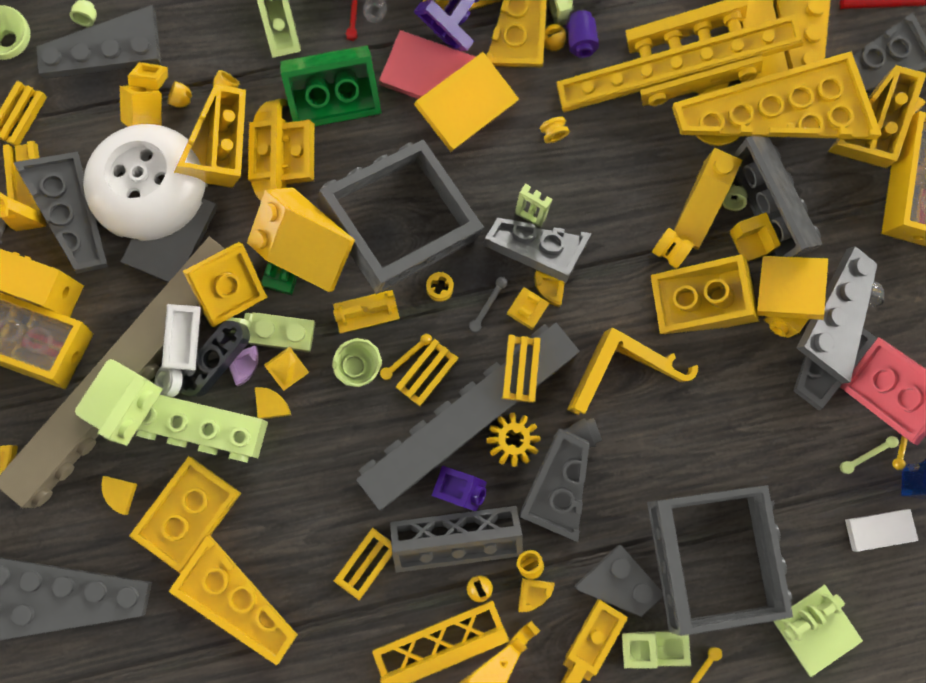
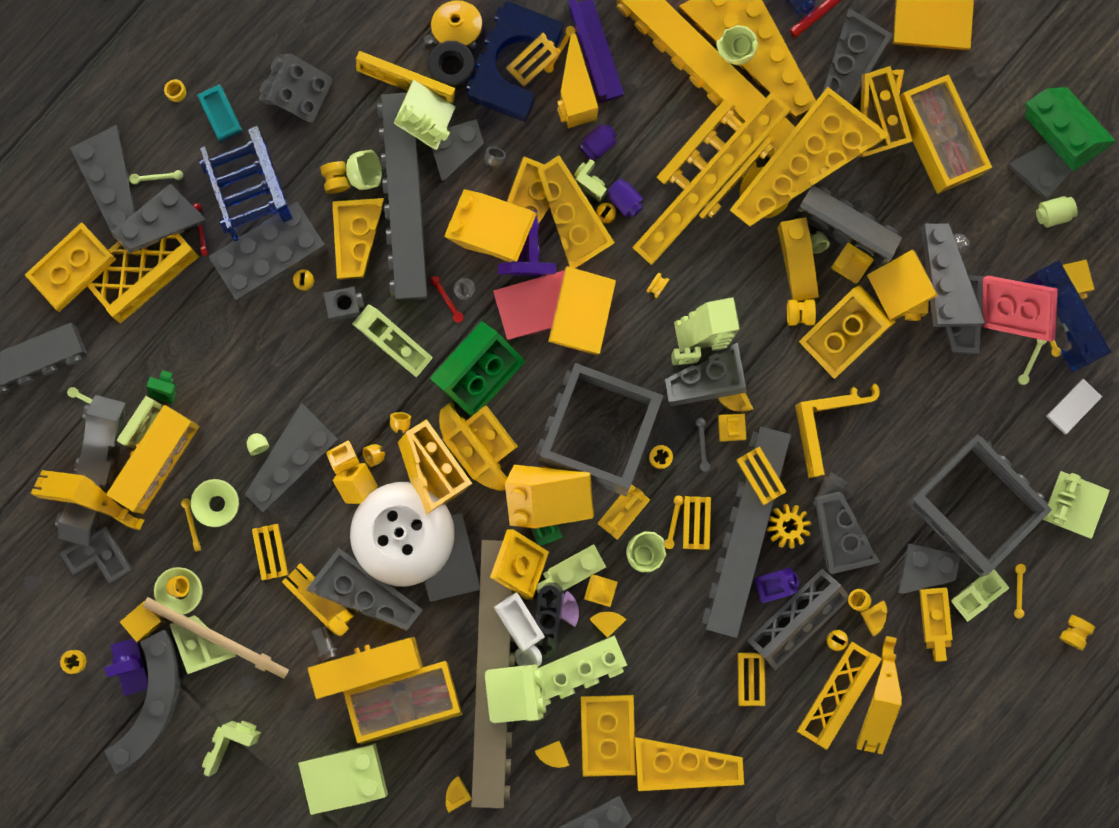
camera: 30 degrees left, 5 degrees up
(579, 186) = (709, 326): none -> yellowish green wedge

